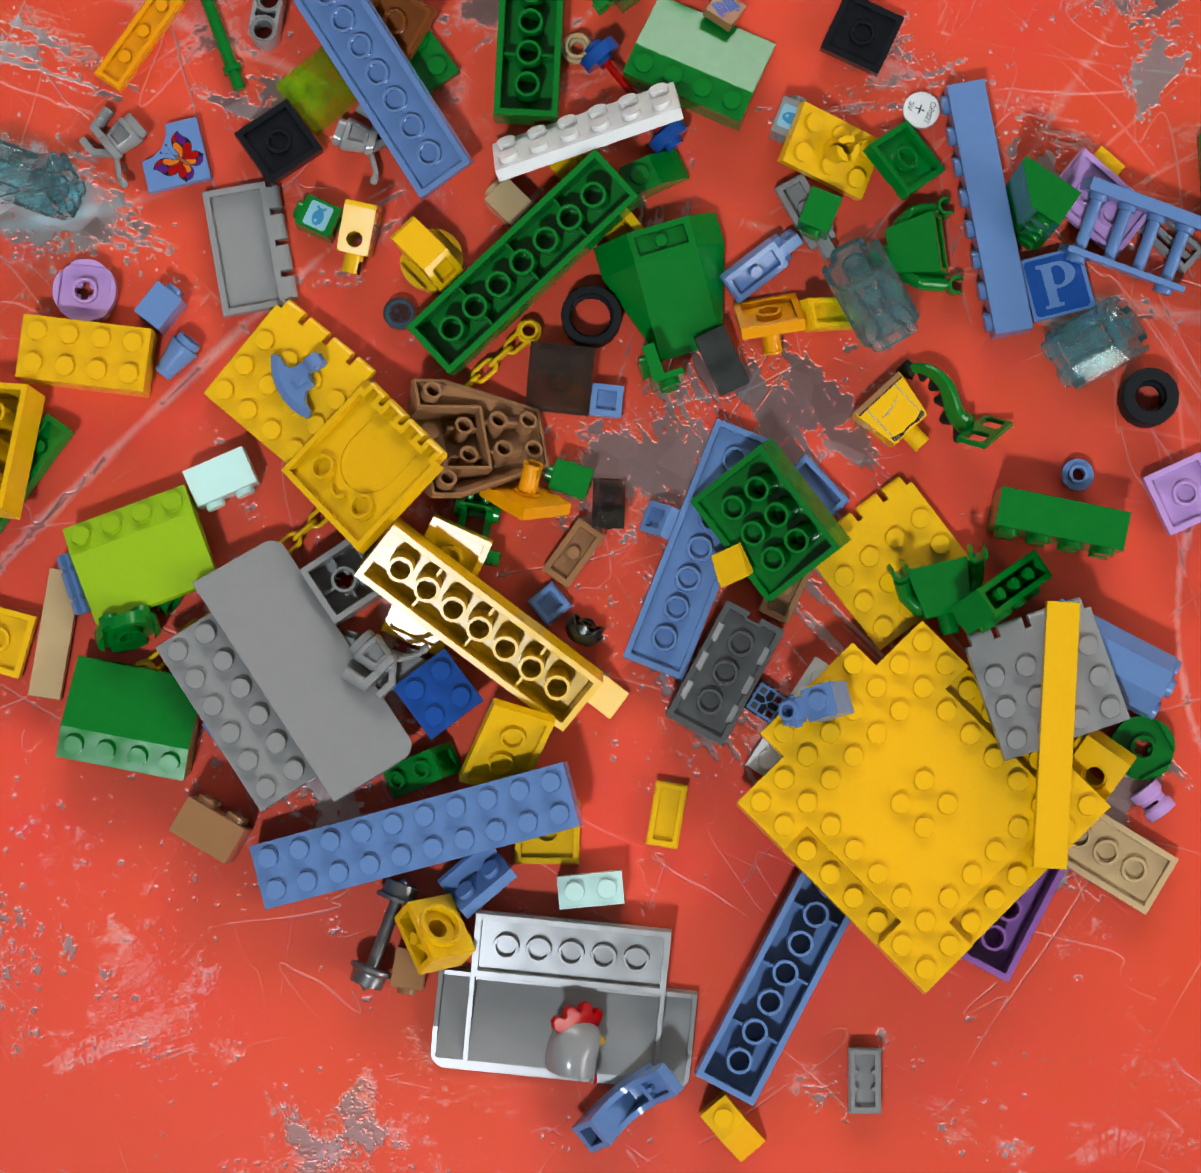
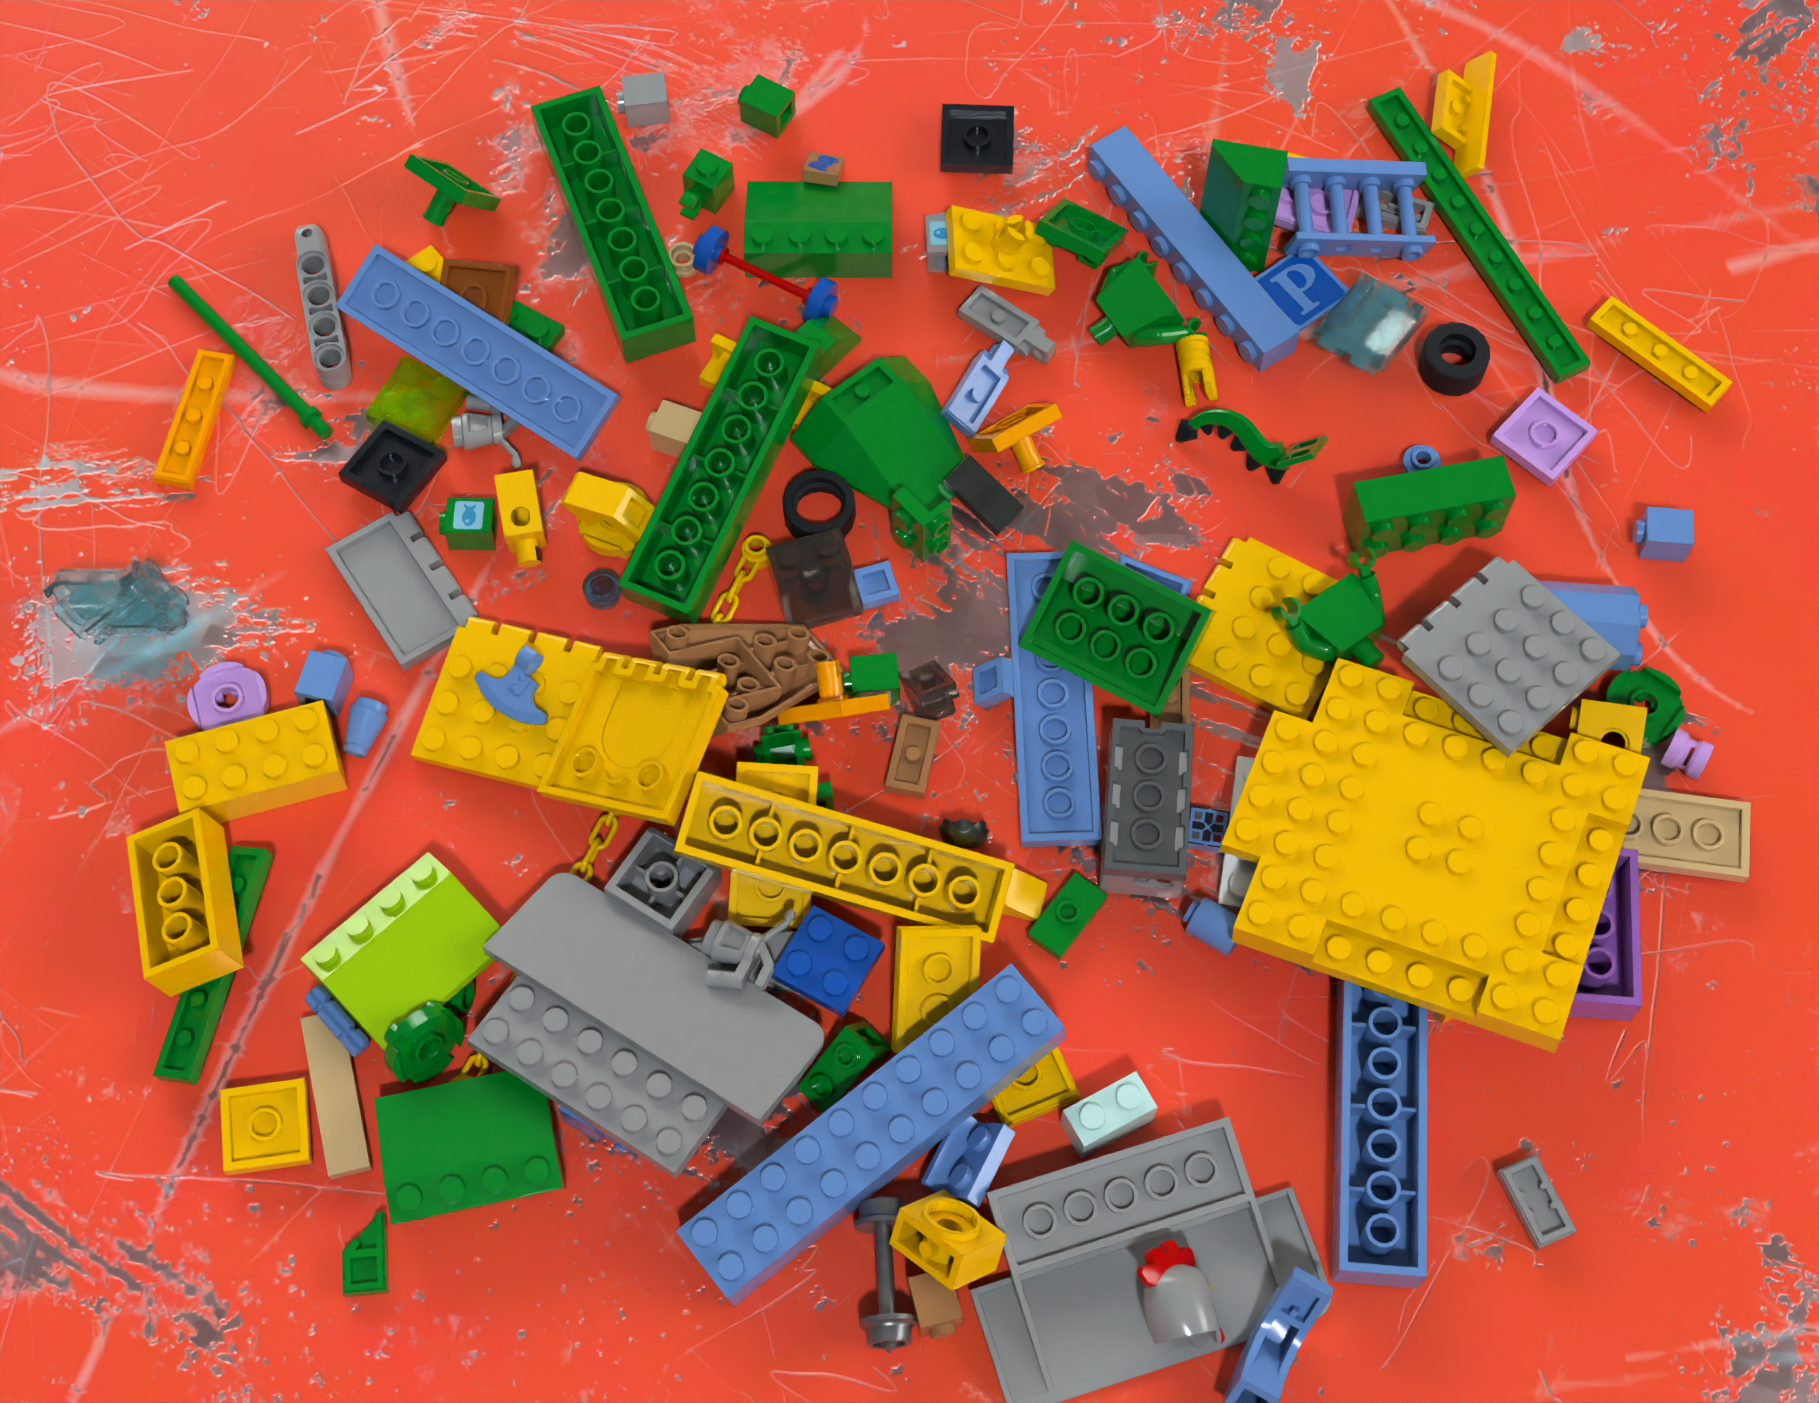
camera: 25 degrees left, 20 degrees down
(33, 766) = (367, 1260): none -> green tile
(121, 138) = (210, 528): light grey piece -> none
(180, 160) = (285, 528): medium blue tile -> none
(211, 828) = (619, 1230): medium nougat brick -> none
(221, 479) = (470, 835): light aqua brick -> none
(549, 603) = (912, 818): medium blue tile -> none
(586, 131) = (740, 304): white plate -> none
(632, 725) = (1067, 916): none -> green plate
(666, 814) = (1155, 999): yellow tile -> none
(731, 565) = (1098, 689): yellow slope -> none
(731, 1126) = (1410, 1324): yellow slope -> none
(732, 779) = (1211, 925): none -> medium blue brick
(816, 704) = (1274, 769): medium blue brick -> none
(818, 214) = (1018, 307): green brick -> none
(824, 315) = (1077, 403): yellow tile -> none
(871, 294) = (1113, 363): clear light blue brick -> none
(893, 414) = (1195, 477): yellow torso -> none
(921, 110) = (1074, 186): white piece -> none
(941, 316) = (1196, 367): none -> yellow hinge
(1001, 594) = (1409, 591): green brick -> none
(1056, 735) = (1554, 700): yellow tile -> none

